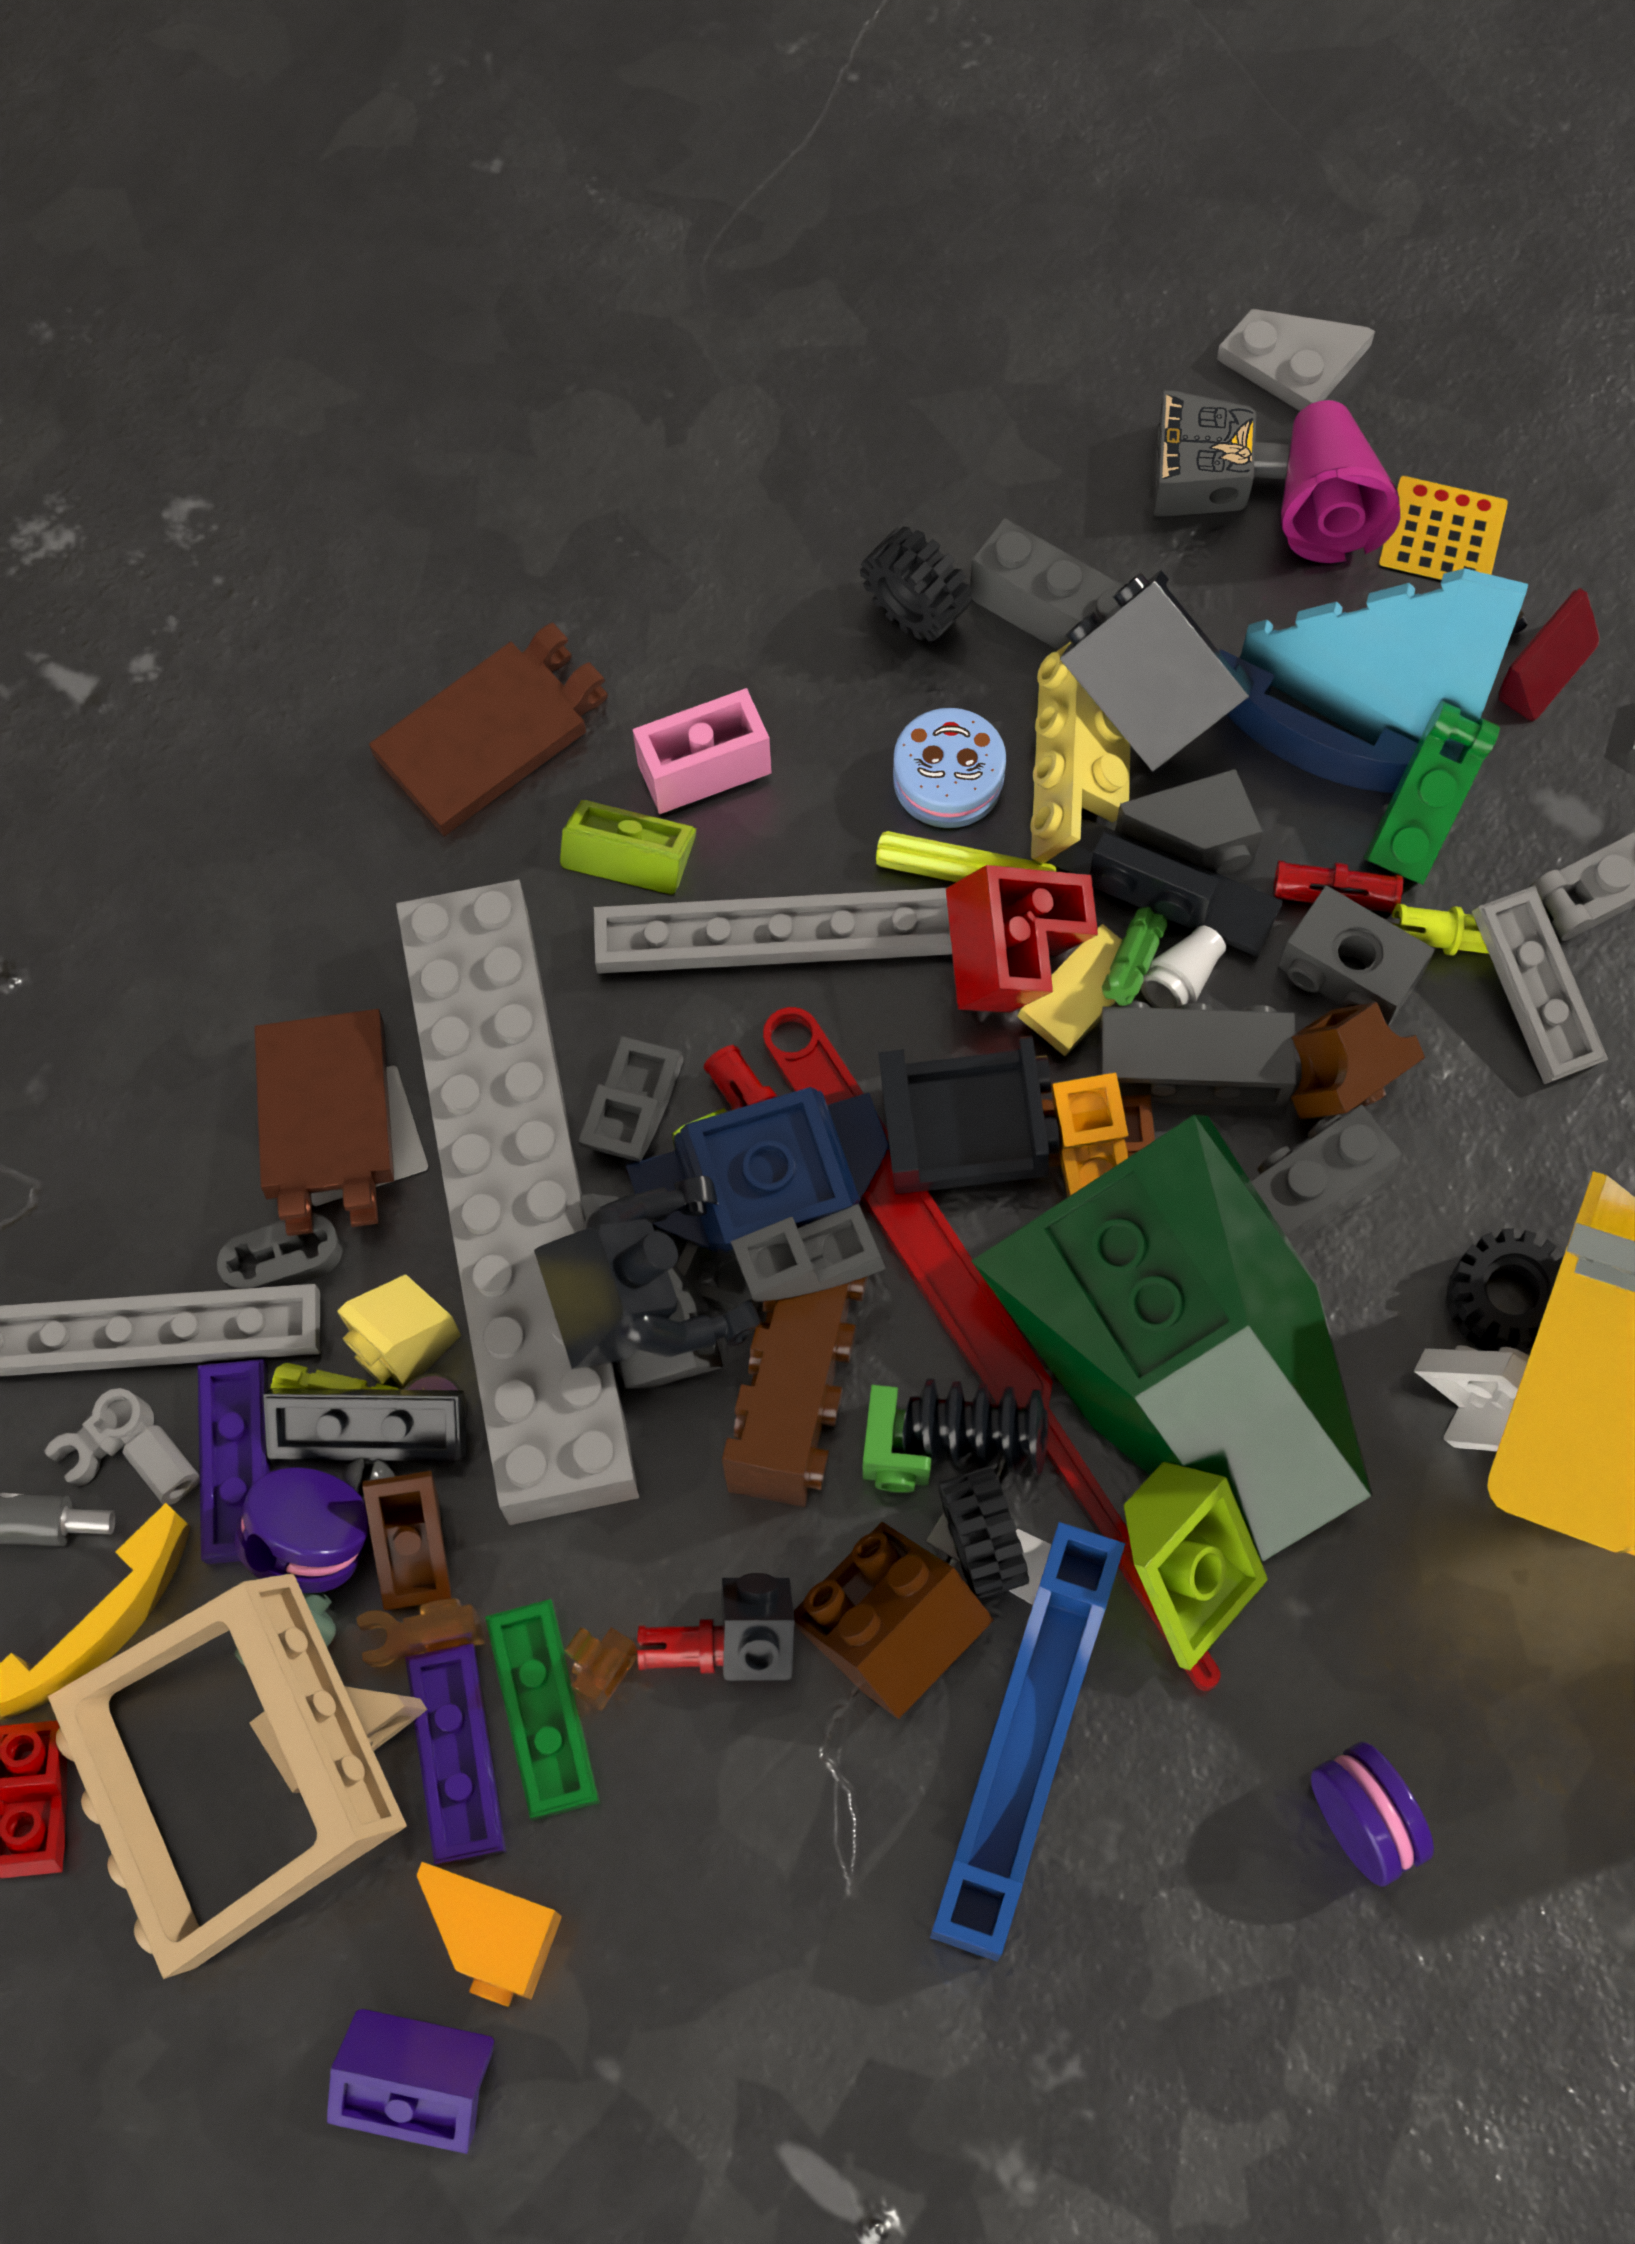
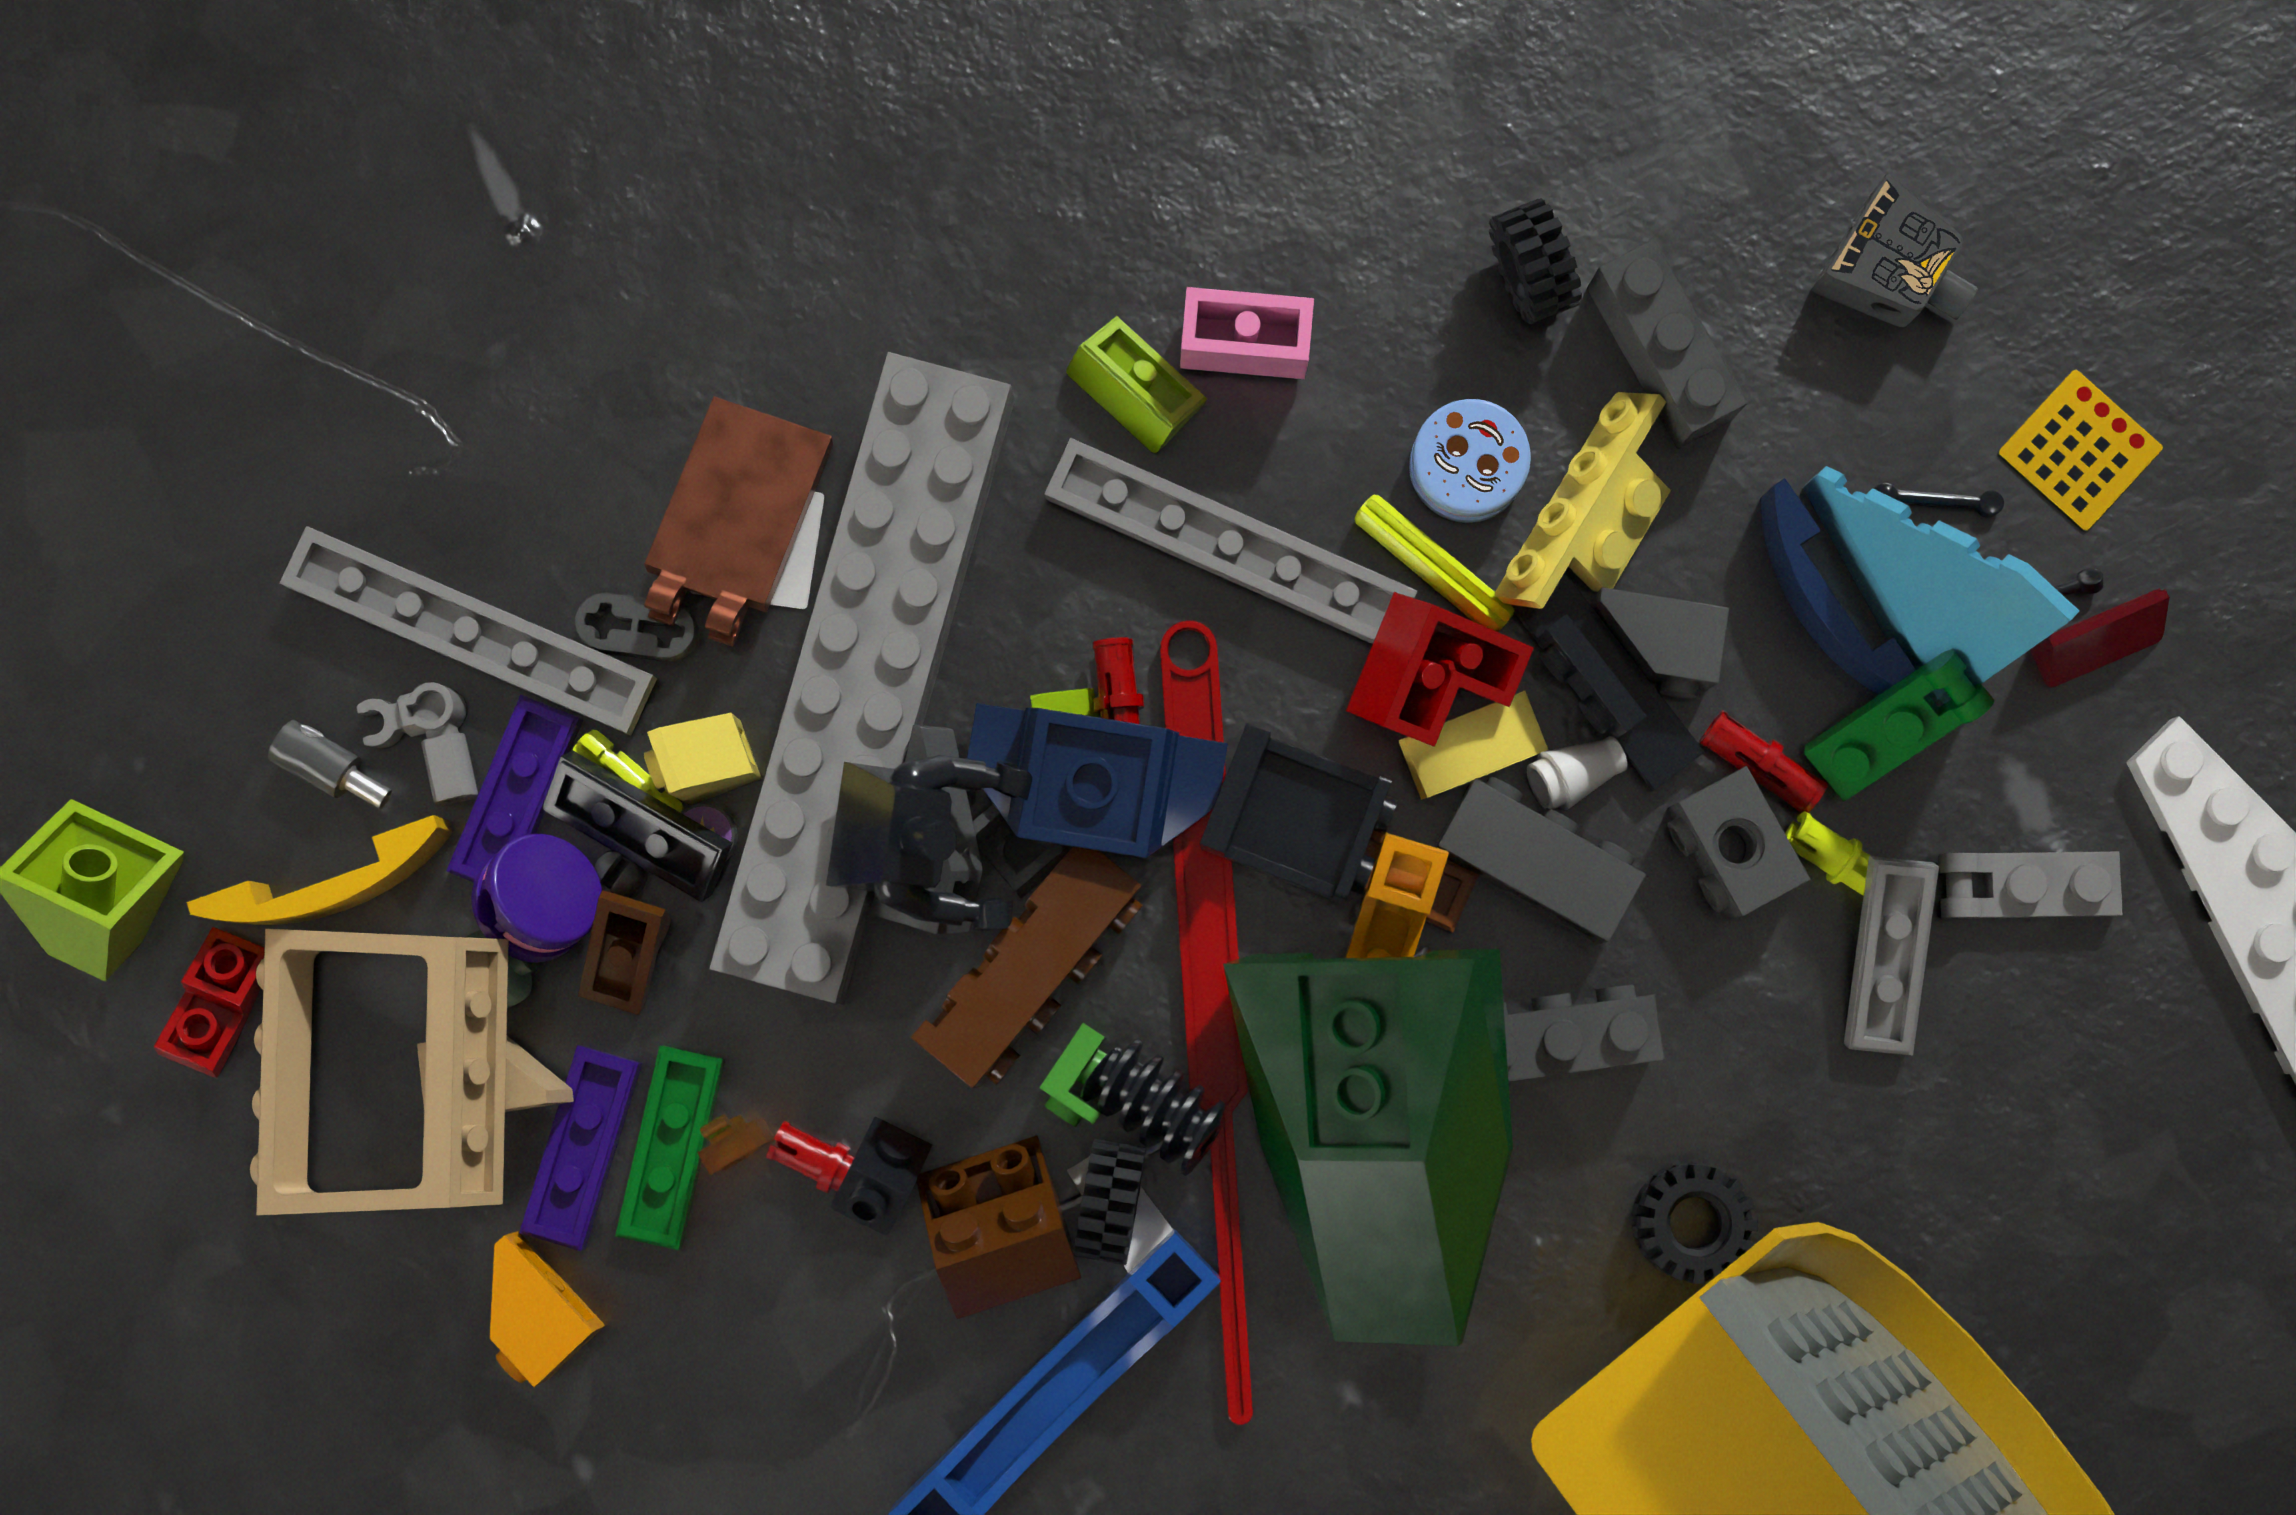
camera: 25 degrees right, 15 degrees up
(408, 2080) = (418, 1395): dark purple panel -> none
(438, 1627) = (616, 1037): clear orange plate -> none
(489, 729) = (1065, 201): copper tile -> none
(632, 1100) = (1013, 641): dark grey slope -> none
(809, 1259) = (1084, 884): dark grey slope -> none
(1134, 956) = (1533, 742): bright green axle -> none
(1153, 670) = (1703, 475): panel -> none
(1192, 1556) = (1275, 1312): lime slope -> none
(1294, 354) = (2045, 187): light grey wing -> none
(1335, 488) = (1997, 355): dark pink cone -> none
(1349, 1060) = (1668, 946): reddish brown brick -> none
(1481, 1386) = (1612, 1314): white bracket -> none

